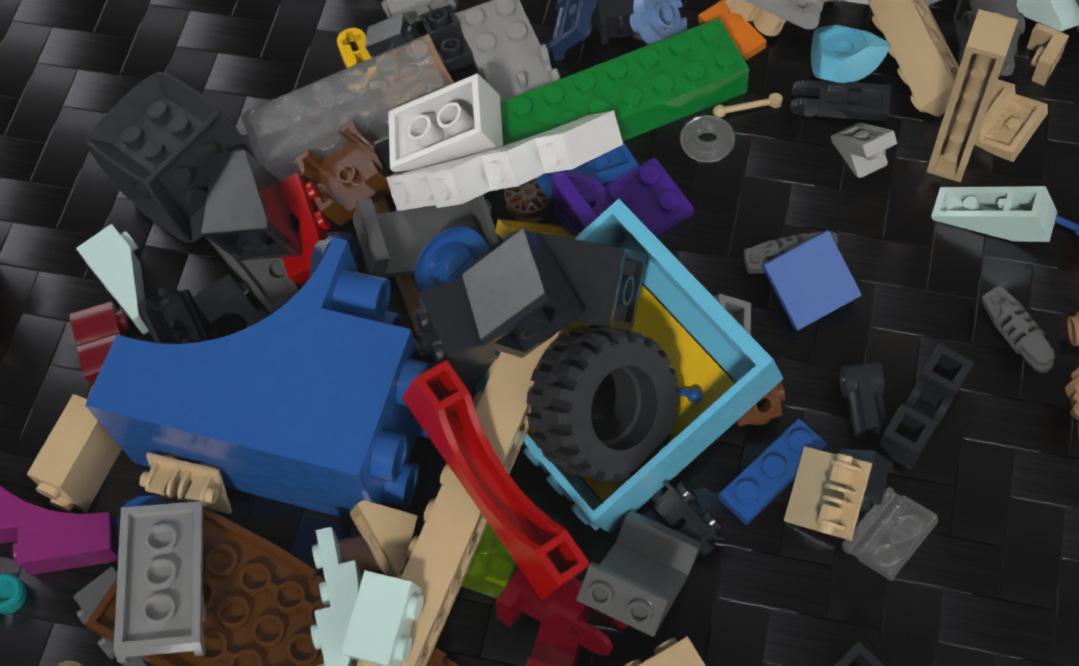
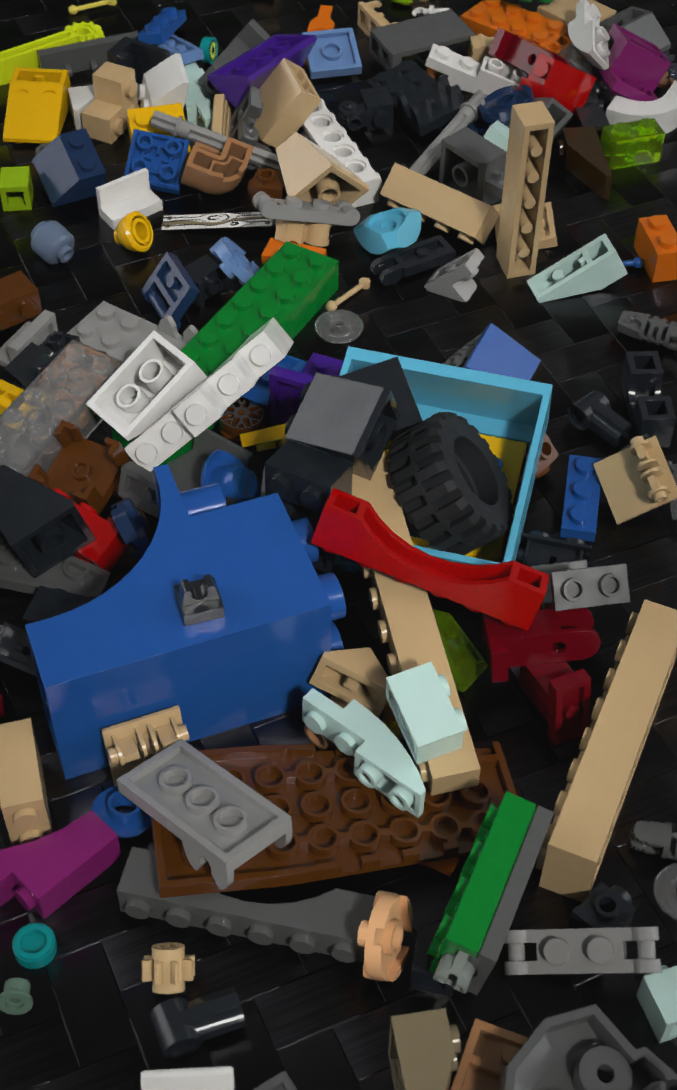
camera: 45 degrees left, 15 degrees down
(253, 402) = (199, 600): none -> black tile

